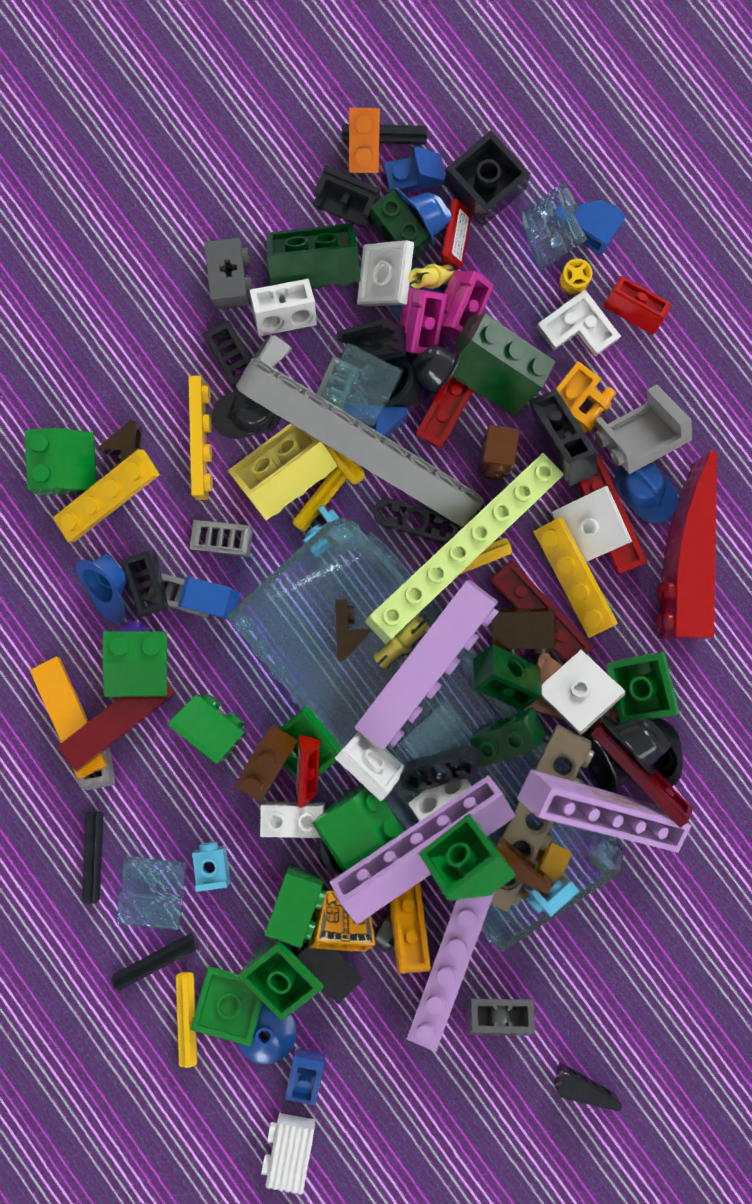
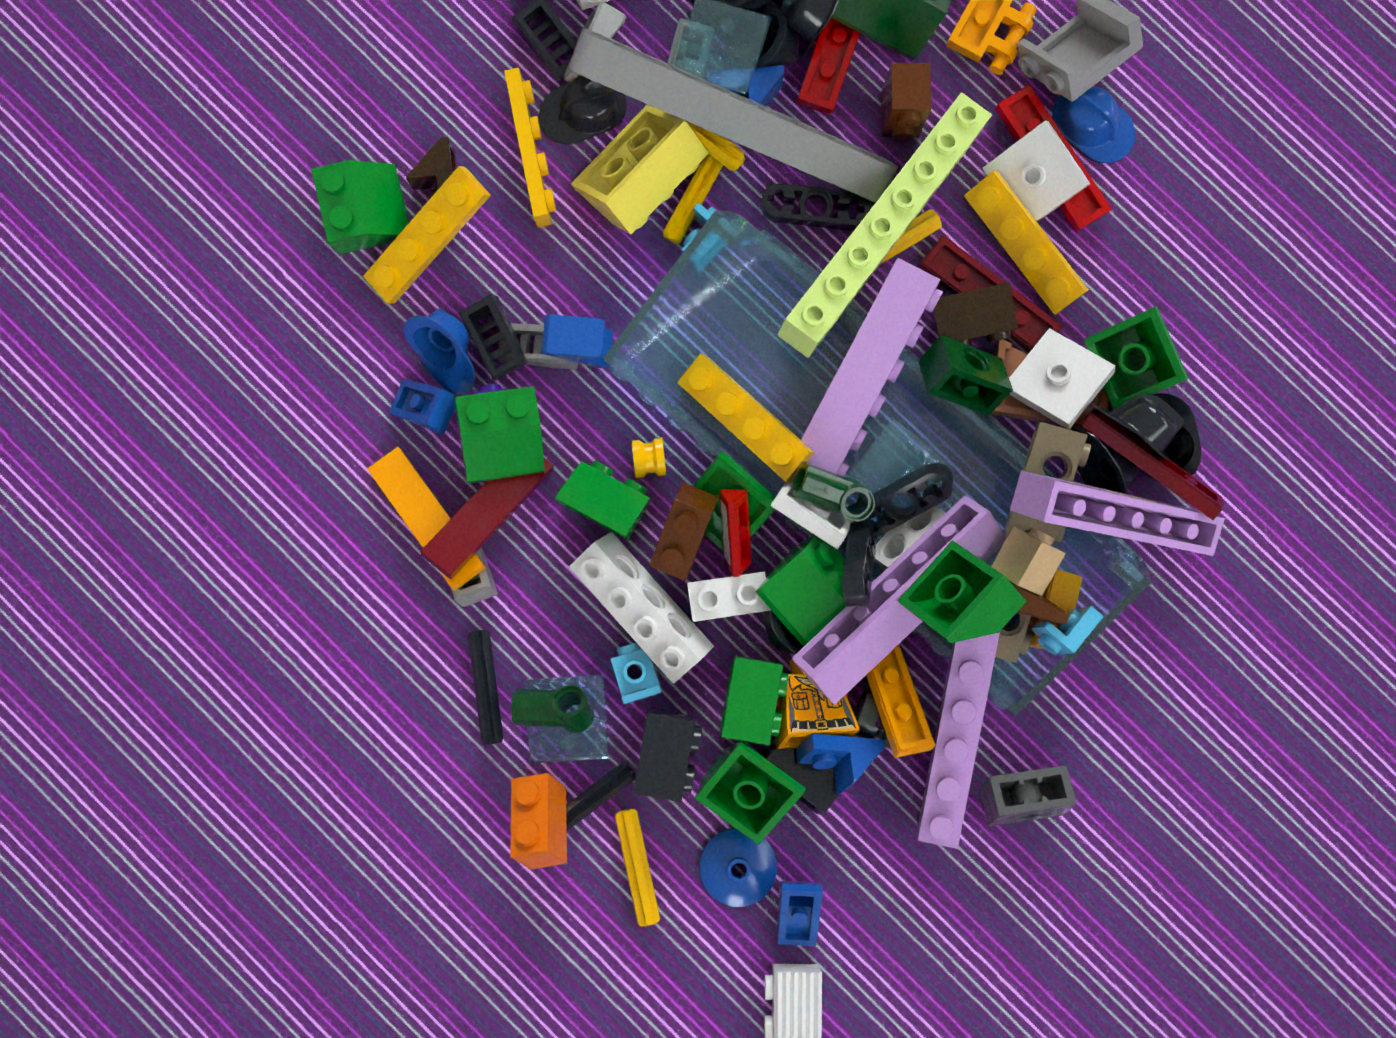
camera: 10 degrees left, 0 degrees up
(81, 628) = (423, 405): none -> blue slope
(113, 973) = (538, 821): none -> orange brick
(137, 885) = (550, 708): none -> dark green piece
(219, 945) = (665, 755): none -> black brick
(224, 817) = (641, 606): none -> white brick
(226, 1008) = (686, 842): green plate -> none
(245, 540) = (592, 280): light grey slope -> none
(250, 698) = (648, 457): none -> yellow wheel
(330, 681) = (745, 417): none -> yellow plate
(347, 639) = (756, 362): dark brown slope -> none
(361, 962) = (845, 754): none -> blue slope
(385, 753) = (832, 491): none -> dark green piece
(395, 816) = (859, 564): none -> black beam
(401, 642) = (825, 355): light yellow pin -> none
(508, 737) = (980, 446): dark green brick -> none
(527, 837) = (1028, 559): none -> tan brick
(565, 438) = (986, 70): black slope -> none
(580, 1088) = (1137, 867): black slope -> none
(689, 558) = (1166, 194): red slope -> none

